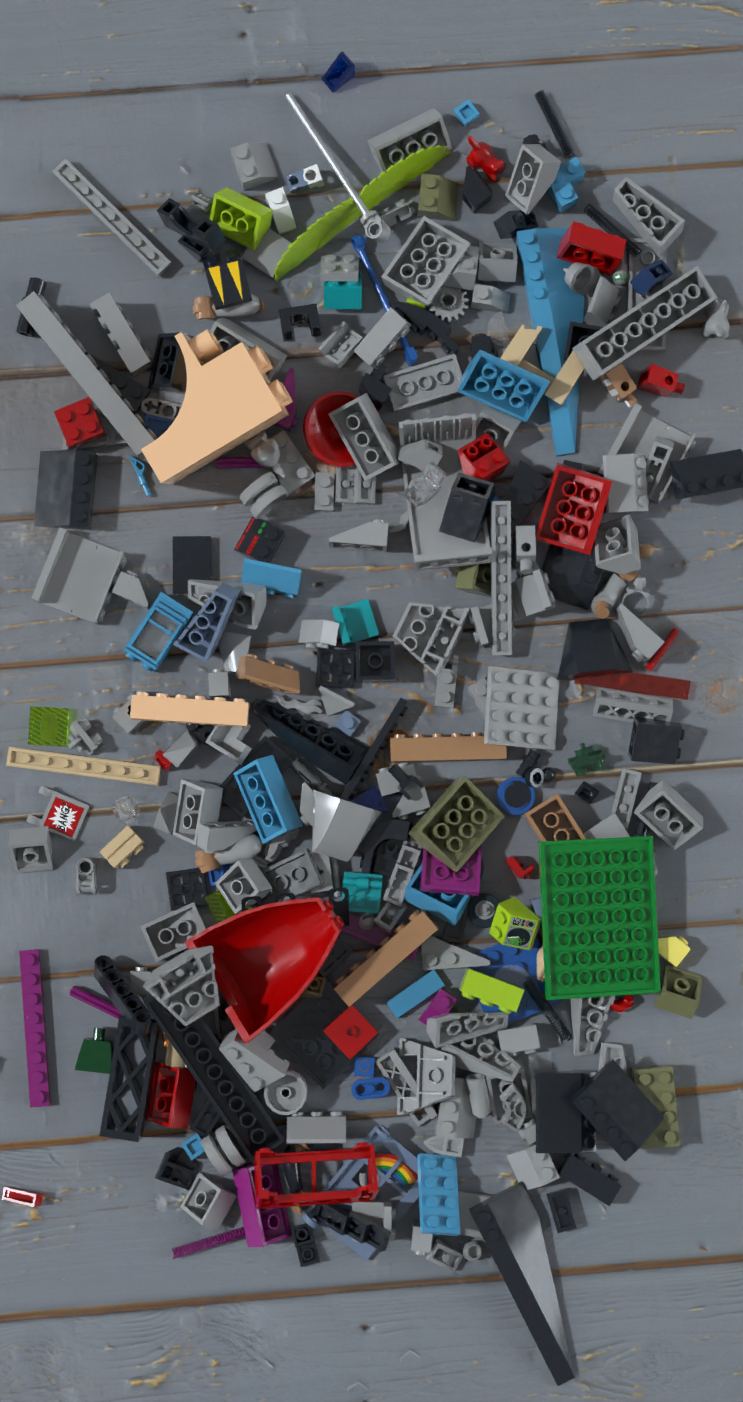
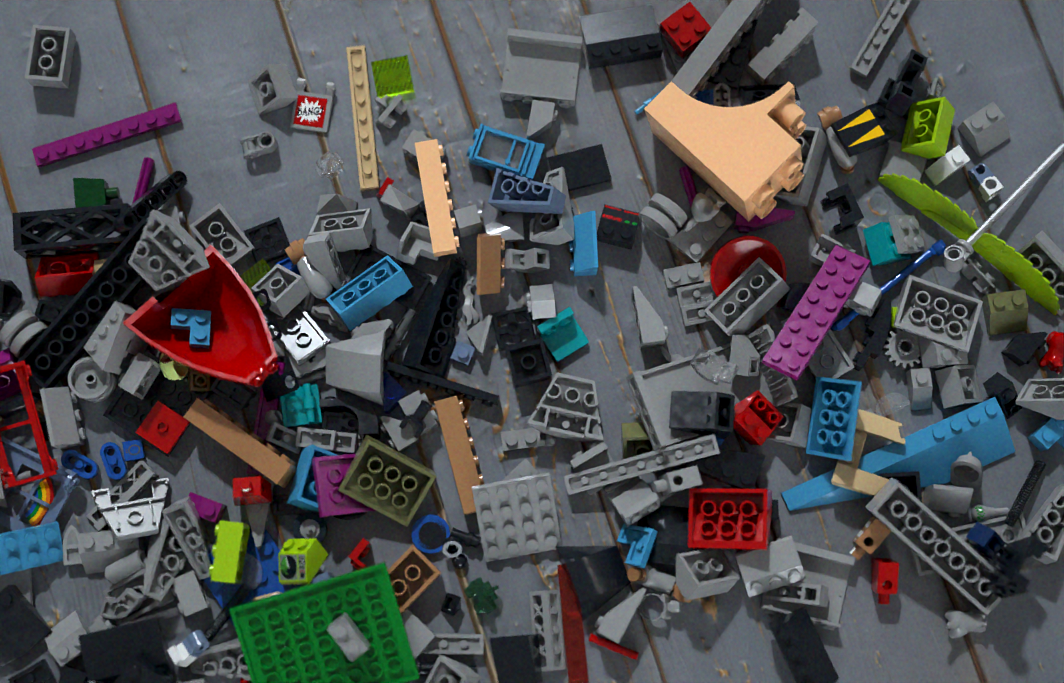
camera: 80 degrees right, 5 degrees down
(122, 847) = (293, 170): tan brick -> none
(193, 1146) = (24, 303): dark azure plate -> none
(256, 974) = (197, 322): none -> dark azure plate
(273, 637) = (527, 261): none -> light grey brick
(294, 1043) = (139, 375): none -> light grey slope
(296, 1010) = (171, 368): none -> yellowish green hair
(366, 1122) = (80, 465): none -> blue plate
(397, 374) = (816, 312): none -> magenta plate
(415, 993) = (212, 481): dark azure tile -> none
(436, 957) = (249, 491): none -> red torso
(481, 342) = (870, 392): black brick -> none
(571, 1050) = (189, 649): none -> leg
(574, 597) = (641, 543): none -> dark azure plate
(591, 247) = (1000, 474): red brick -> none
(601, 891) = (348, 636): none -> light grey brick
(690, 269) = (1007, 579): none -> black piece

